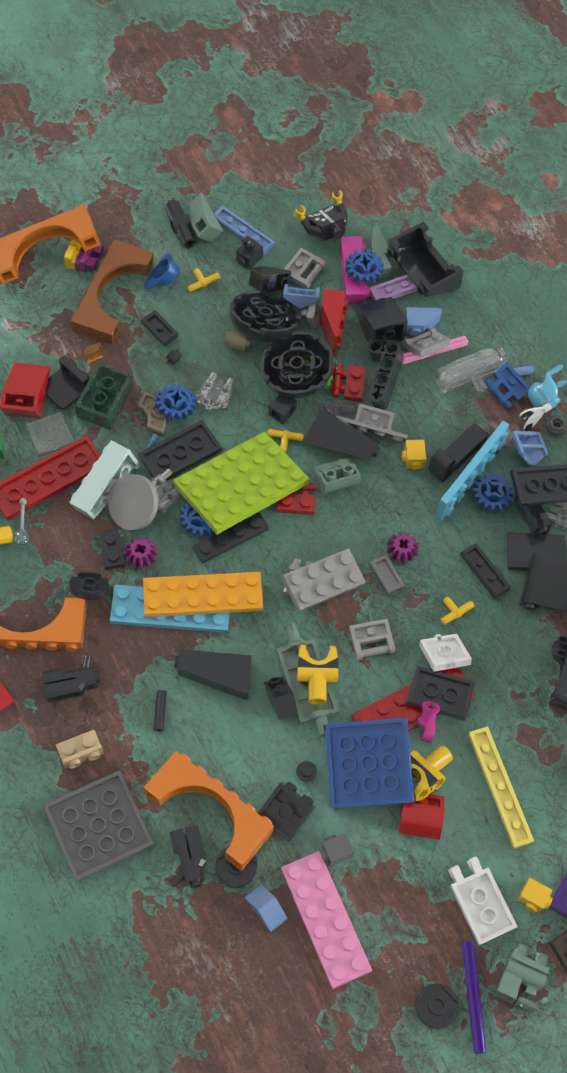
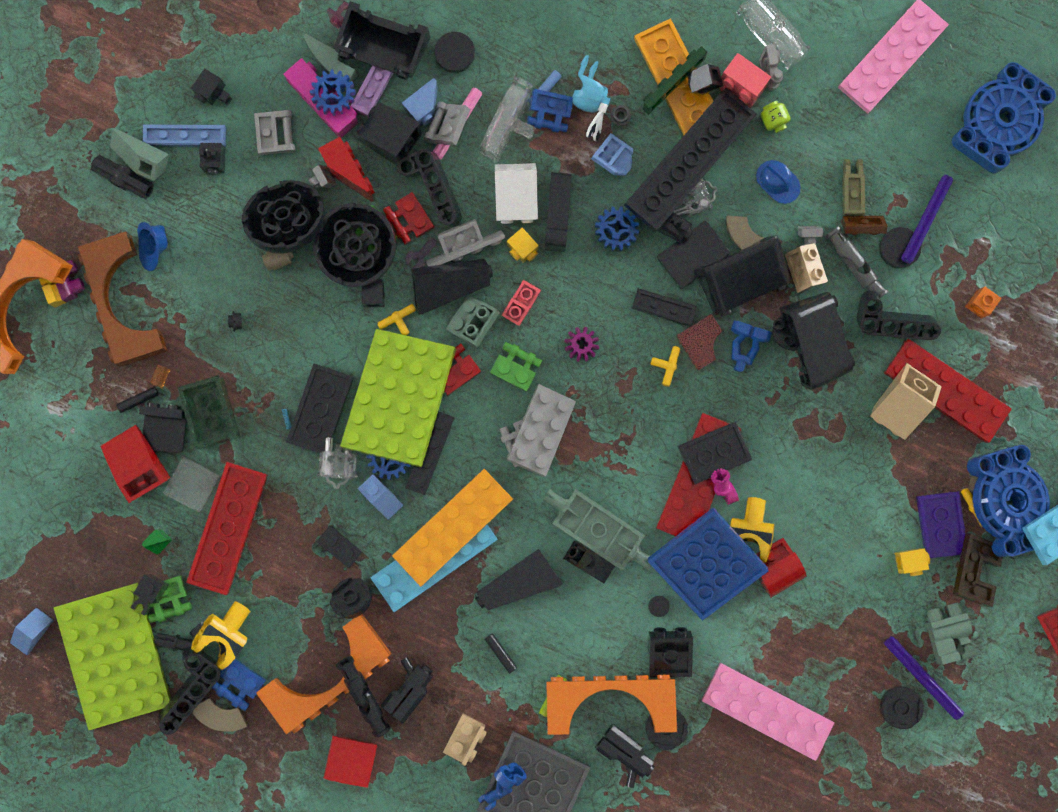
camera: 40 degrees left, 20 degrees up
(22, 536) = (253, 600): hinge -> none
(40, 640) = (361, 693): none -> black piece
(54, 354) = (137, 399): none -> black piece
(88, 791) = (506, 778): none -> blue piece
(96, 486) = (279, 493): light aqua wedge -> none
(133, 502) = (323, 494): light grey piece -> none
(137, 547) = (370, 538): magenta gear -> none
(156, 421) = (264, 388): dark tan tile -> none
(159, 328) = (197, 301): black plate -> none
(170, 537) = (380, 496): none -> medium blue slope
(184, 405) = (268, 369): blue gear -> none
(202, 282) = (195, 220): yellow piece -> none
(215, 393) = (304, 333): clear piece -> none
(266, 907) = (715, 741): medium blue slope -> none
(269, 278) = (253, 171): black slope -> none
(283, 214) = (209, 88): none -> black brick
(301, 297) = (297, 166): medium blue slope -> none
(317, 673) = (605, 520): yellow connector -> none
(326, 222) = (256, 67): black torso -> none
(336, 530) = (513, 372): none -> bright green plate
(336, 849) = (734, 651): dark grey brick -> none
(370, 633) = (615, 445): light grey plate -> none
(382, 491) = (521, 302): none -> coral slope
(387, 575) = (586, 378): flat silver tile -> none
(438, 417) = (516, 192): none -> white slope
(445, 653) = (691, 413): white plate -> none
(470, 307) = (454, 52): none -> black tile
(473, 469) = (587, 215): medium azure plate -> none
(481, 902) = (875, 599): white tile -> none
(493, 612) = (699, 341): none -> clear red tile
(500, 787) = (819, 492): light yellow plate -> none
(540, 637) = (756, 334): none -> blue piece

